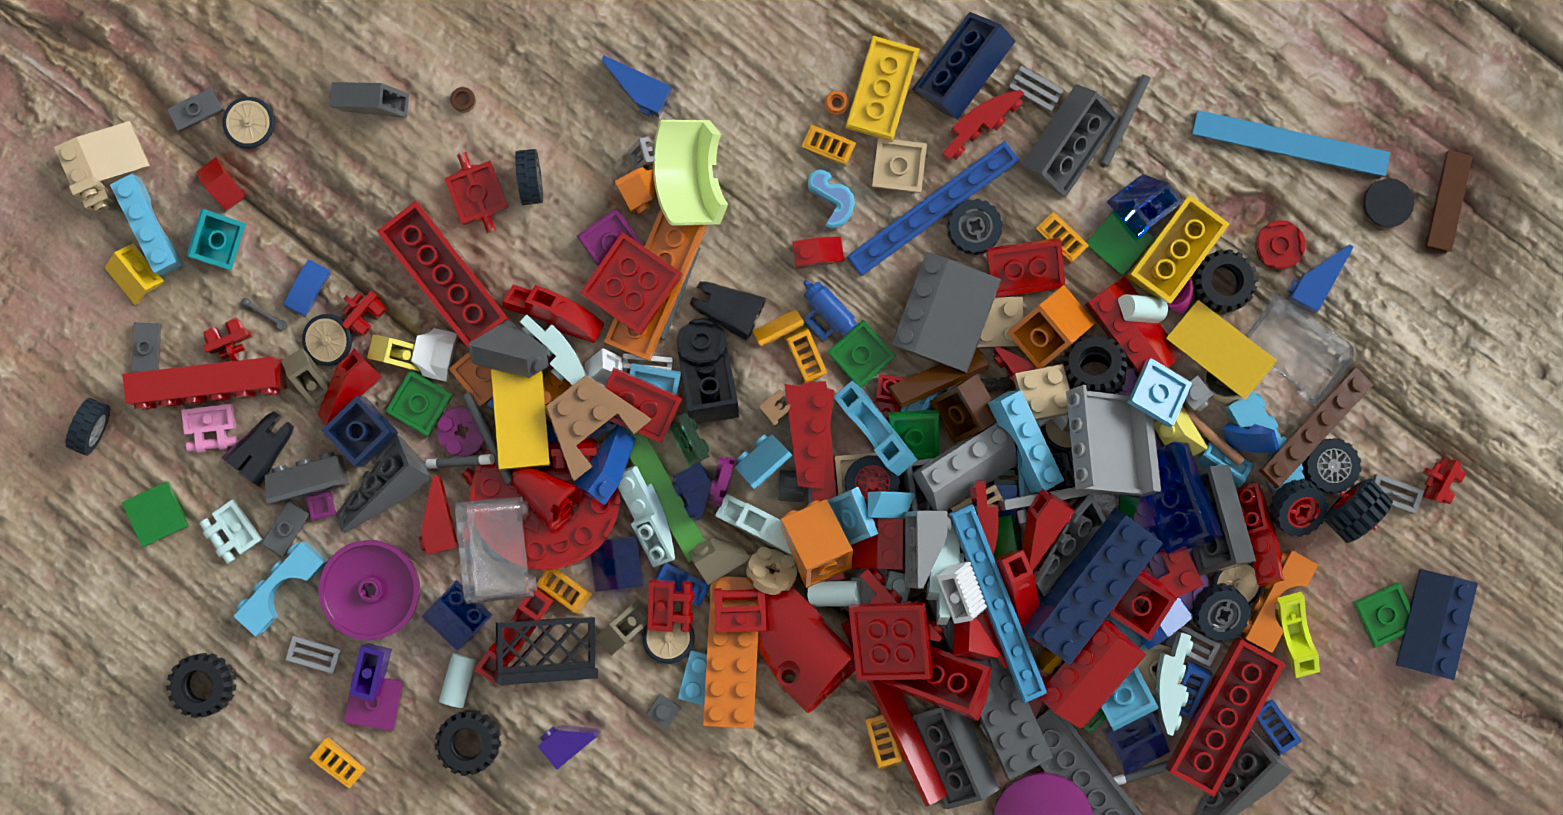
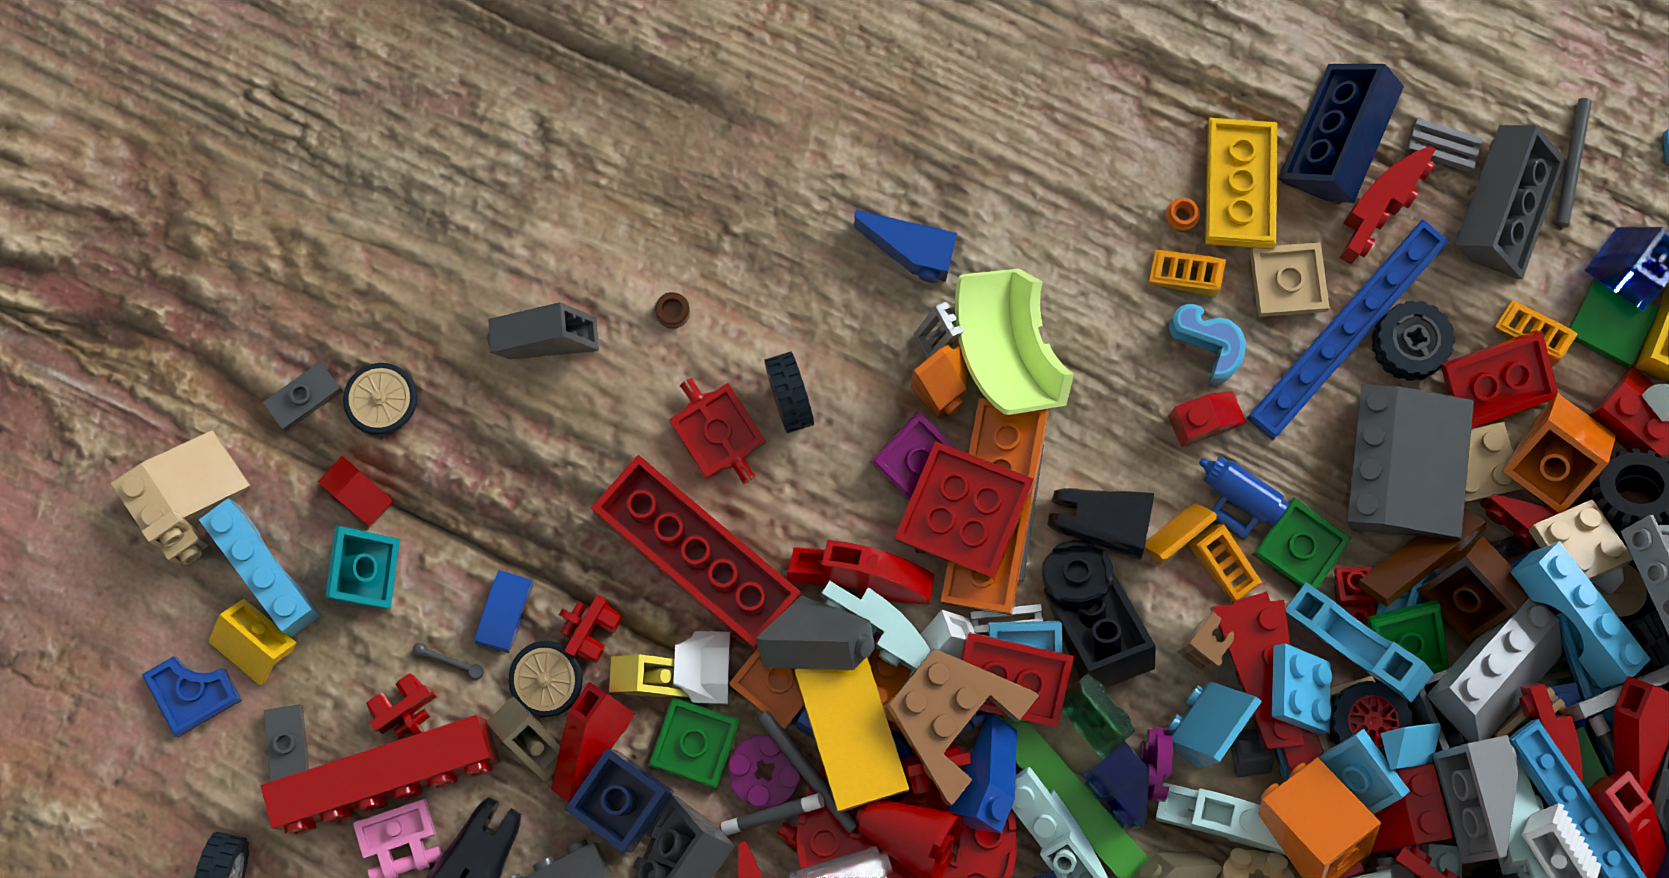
camera: 10 degrees left, 10 degrees down
(84, 302) = (189, 696): none -> blue tile
(829, 451) = (1301, 689): none -> medium azure plate

